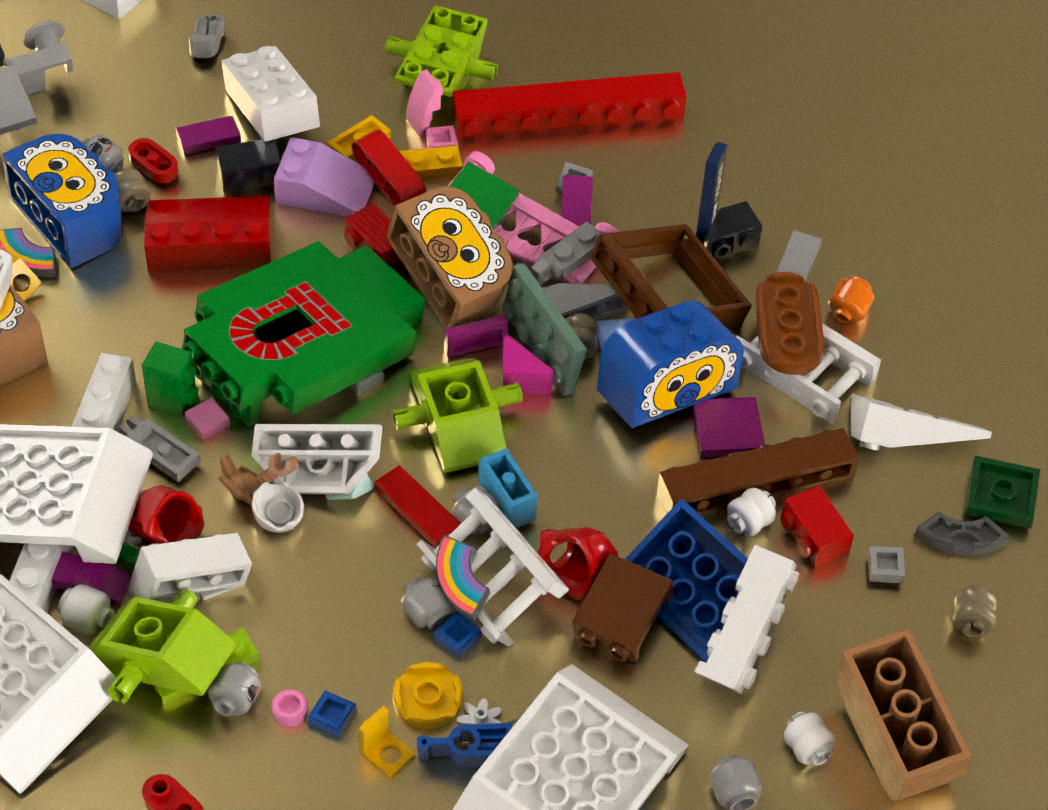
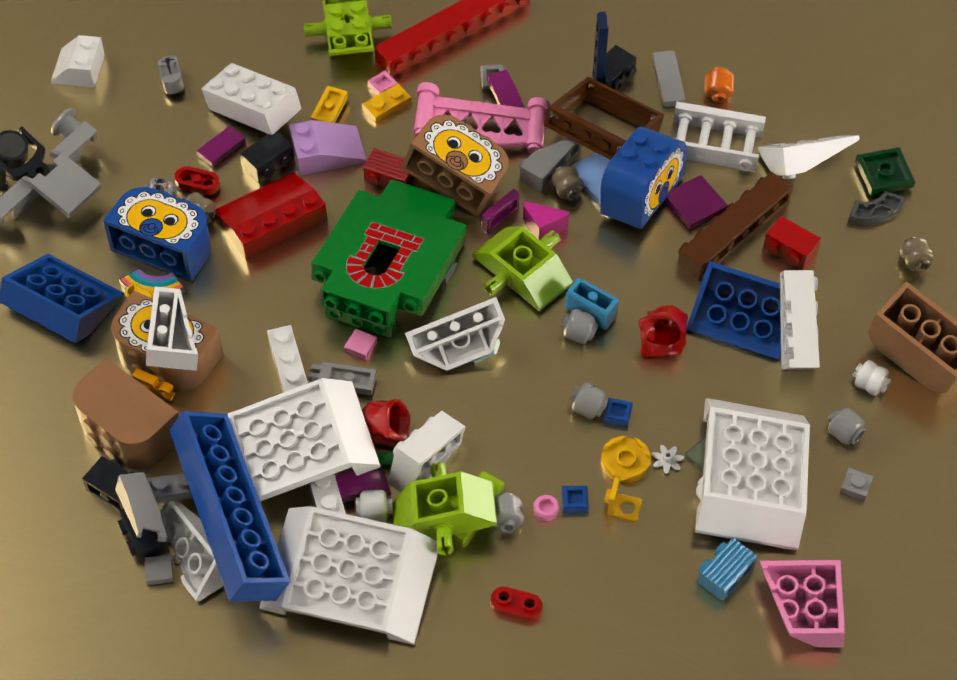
camera: 25 degrees left, 5 degrees up
(169, 378) = (325, 327): green brick -> none
(245, 482) = (423, 377): medium nougat piece -> none
(277, 507) = (452, 382): white hair -> none
(387, 167) = (366, 119): red beam -> none
(416, 505) = (538, 341): red tile -> none
(423, 101) = (359, 62): bright pink slope -> none
(457, 578) = (603, 375): tile -> none
(483, 741) = (685, 471): blue piece -> none
(487, 191) = (441, 104): green tile -> none
(522, 559) = (637, 344): white fence -> none
(544, 328) = (546, 186): sand green plate -> none
(566, 254) = (527, 128): light grey hinge -> none
(621, 607) = (713, 348): reddish brown panel -> none
(751, 512) = (748, 251): white piece -> none
(789, 323) = (696, 116): dark orange tile -> none
(886, 564) = (846, 248): light grey plate -> none

